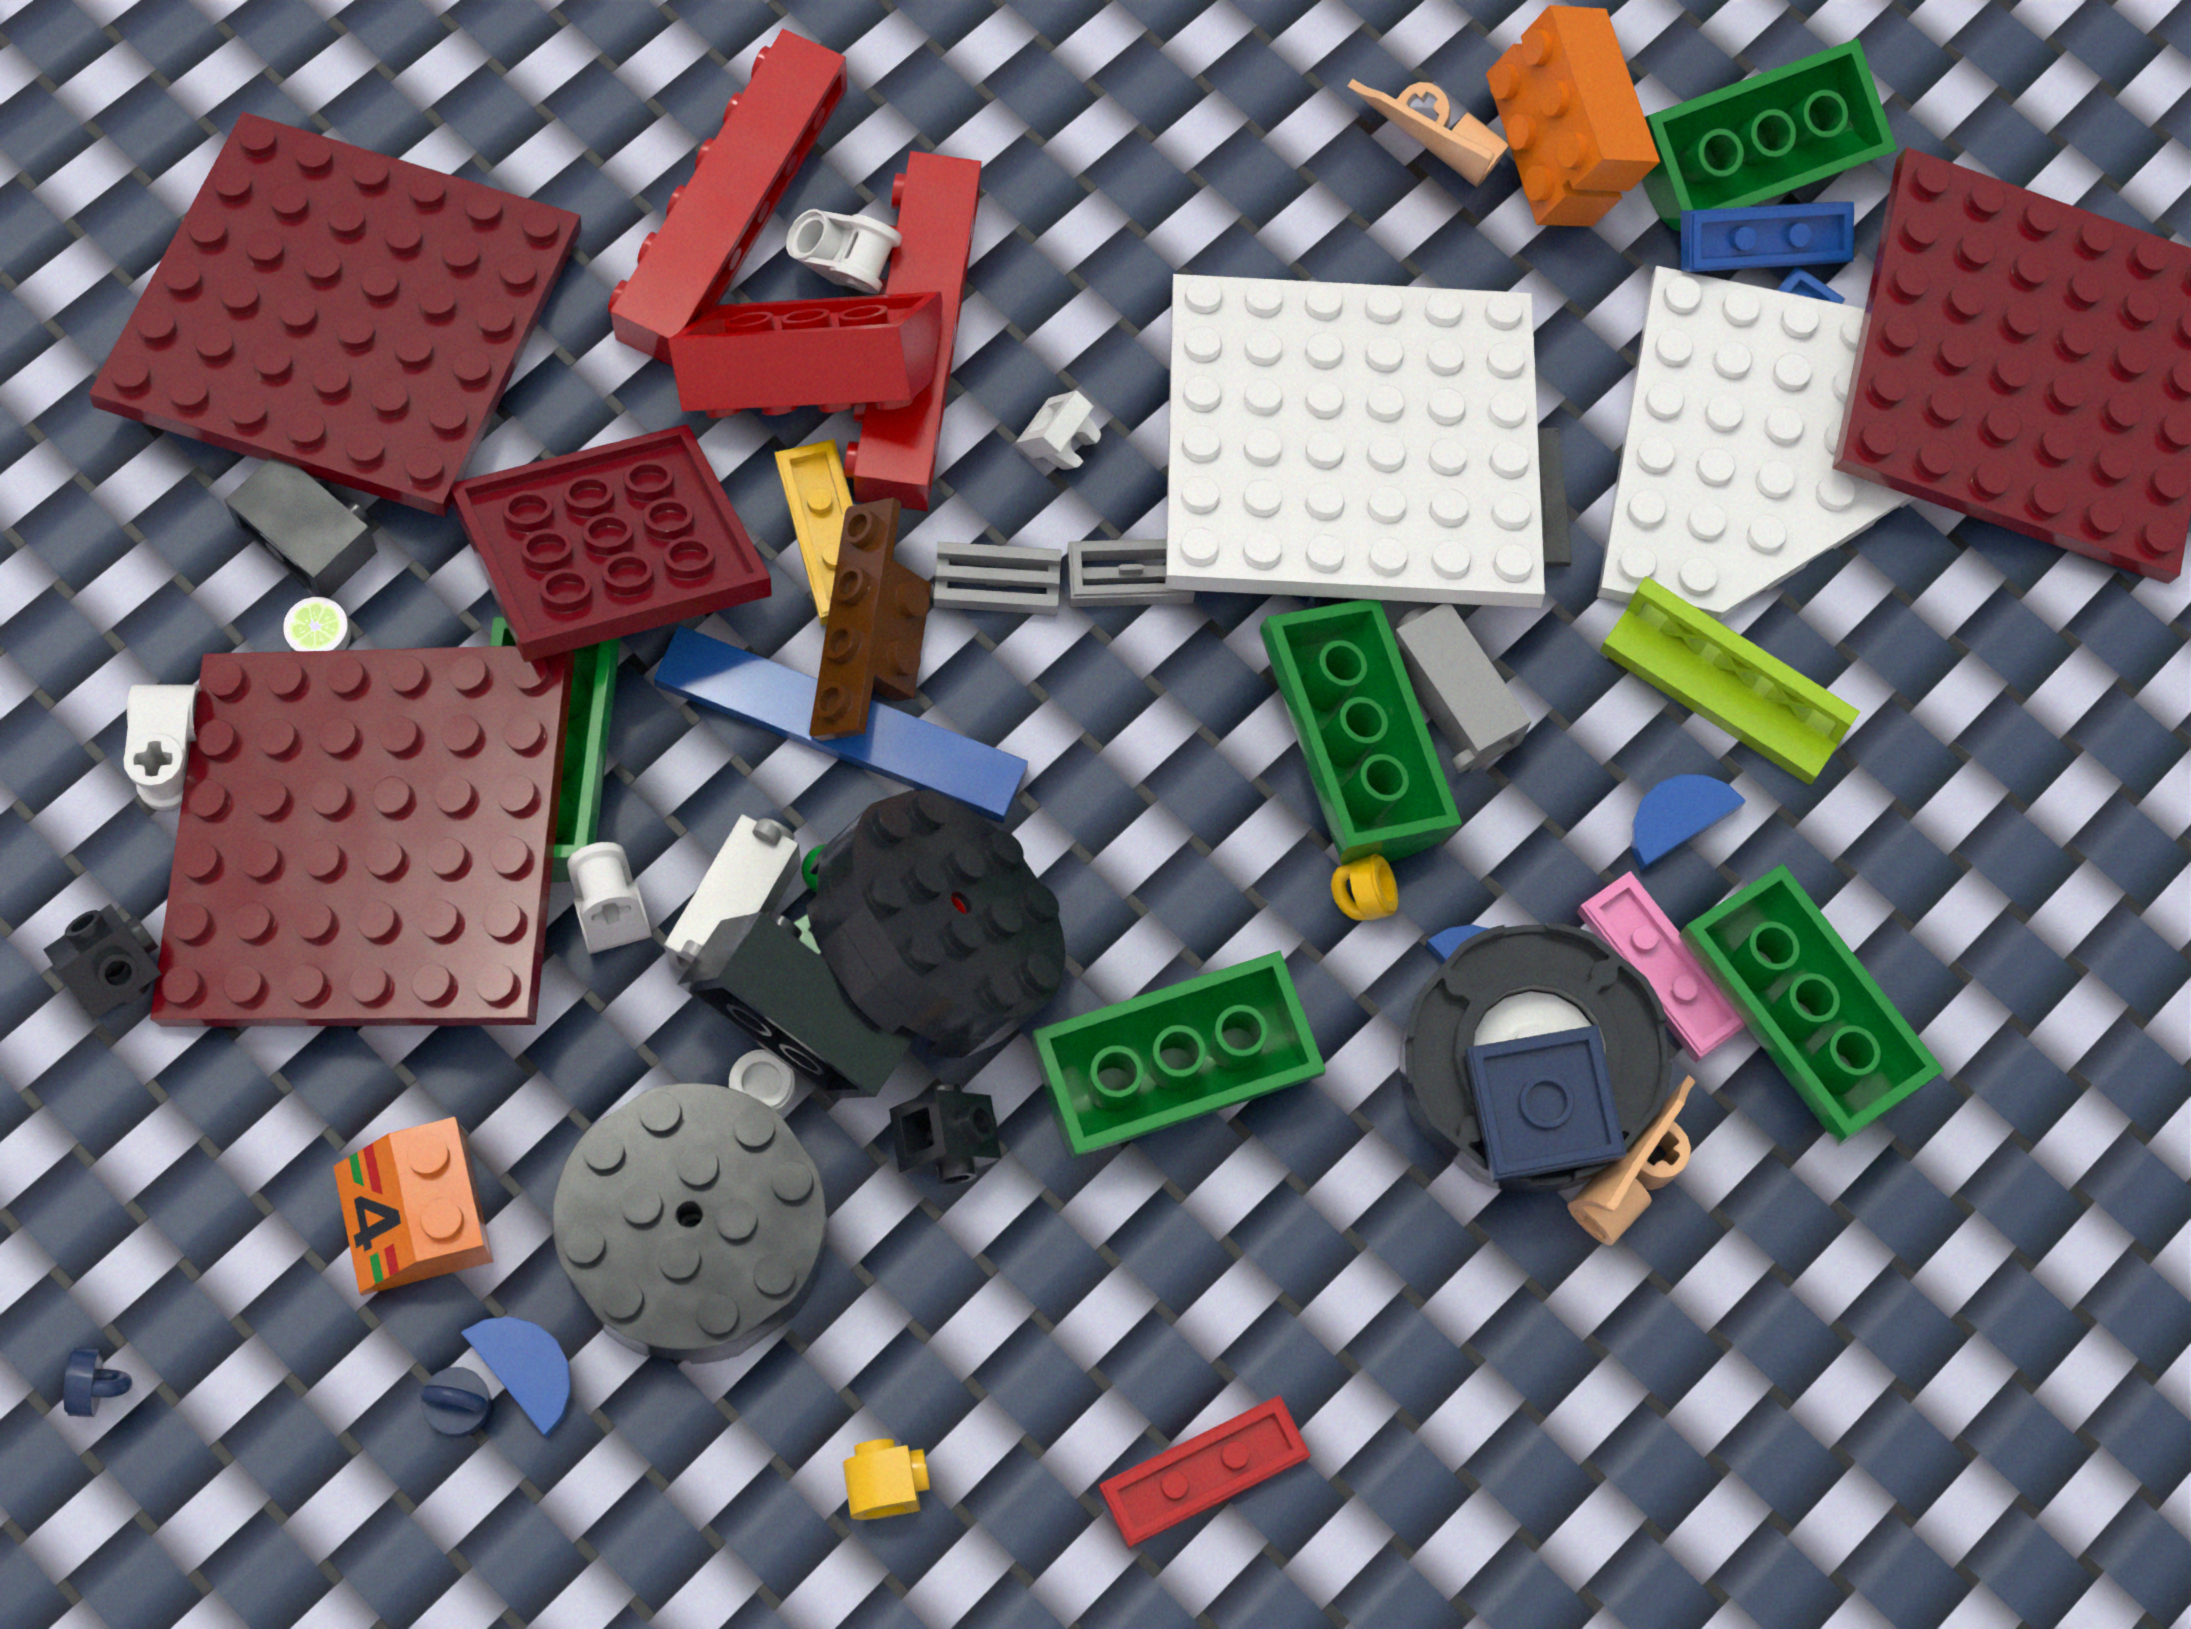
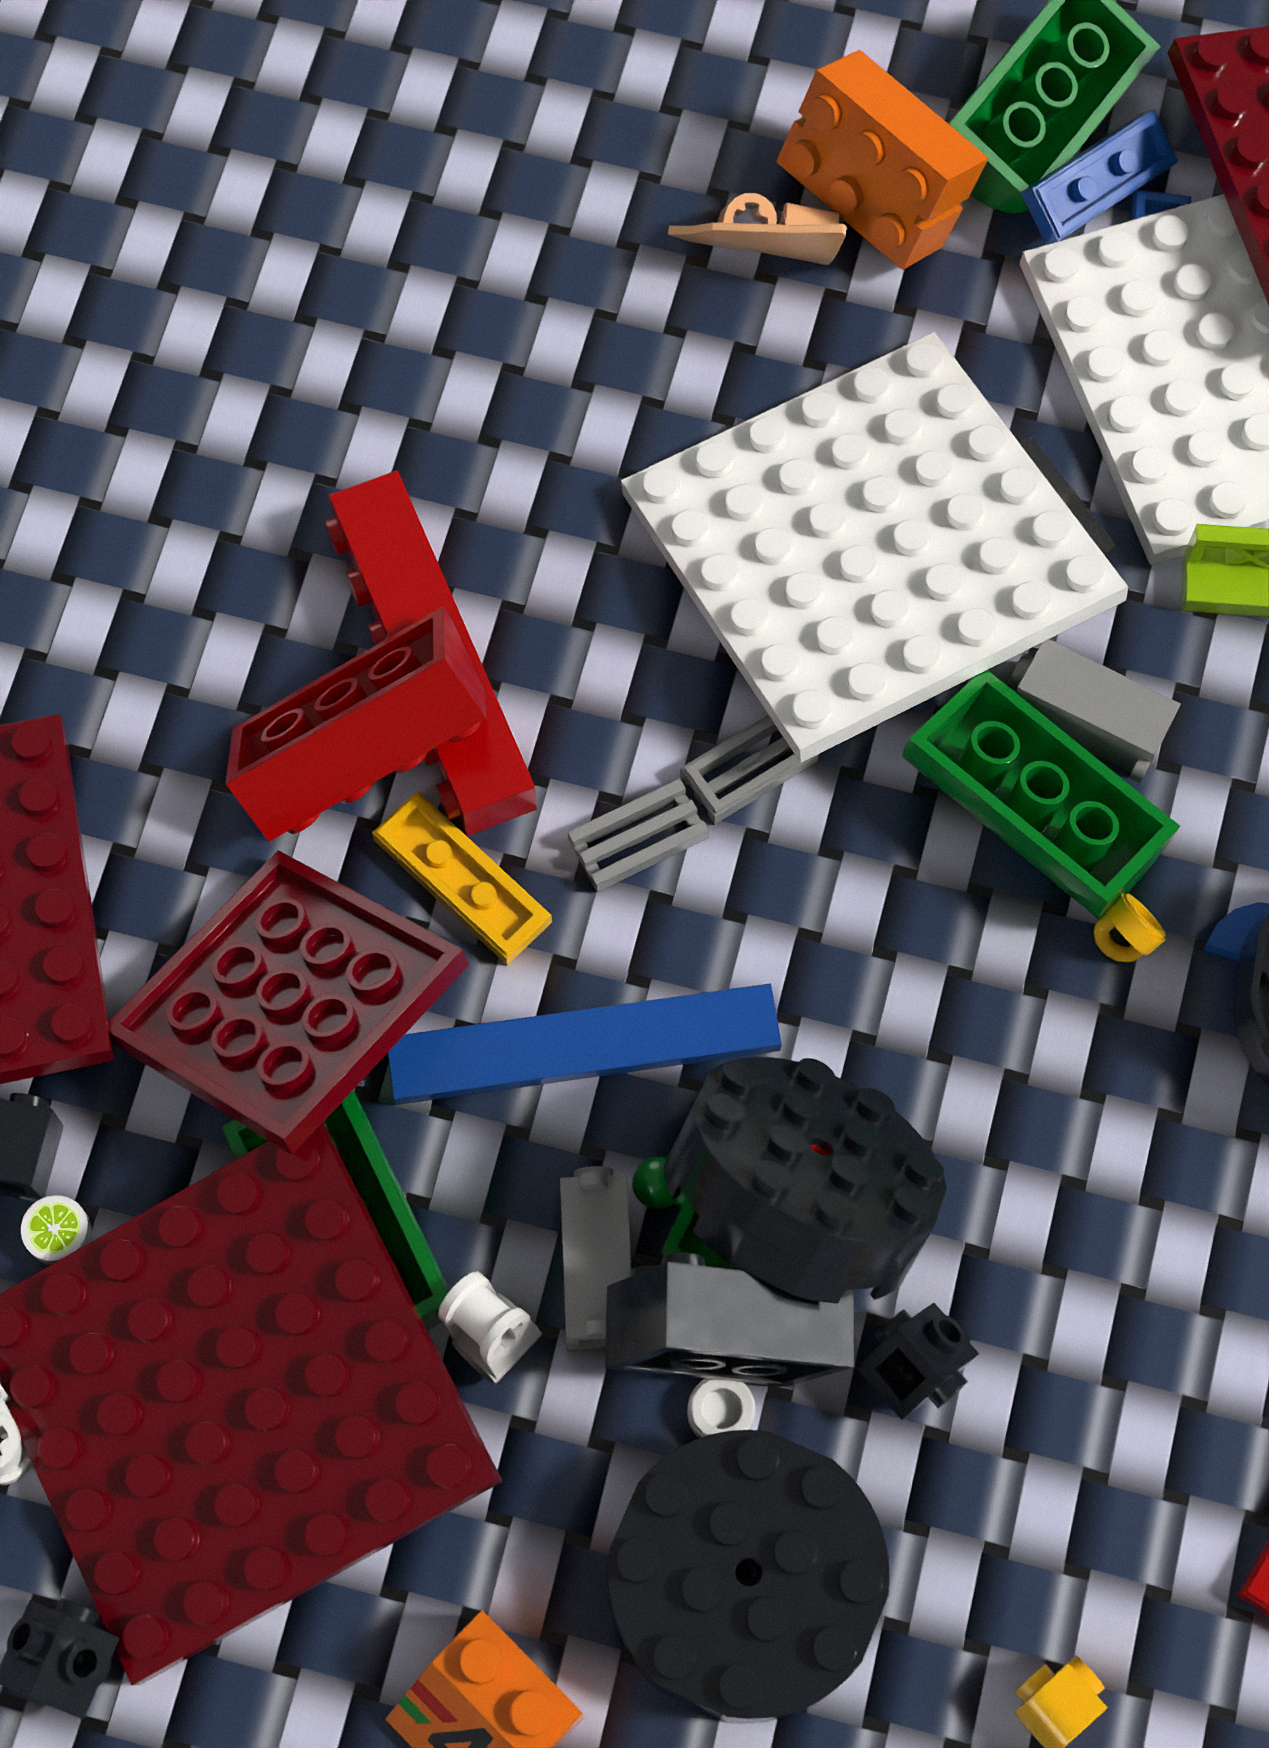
camera: 25 degrees left, 0 degrees up
(731, 193) = (186, 625): brick -> none
(843, 247) = (324, 614): white piece -> none
(871, 624) = (558, 940): reddish brown bracket -> none
(1054, 426) = (607, 671): white tile -> none
(1175, 1054) = (1071, 1174): green brick -> none

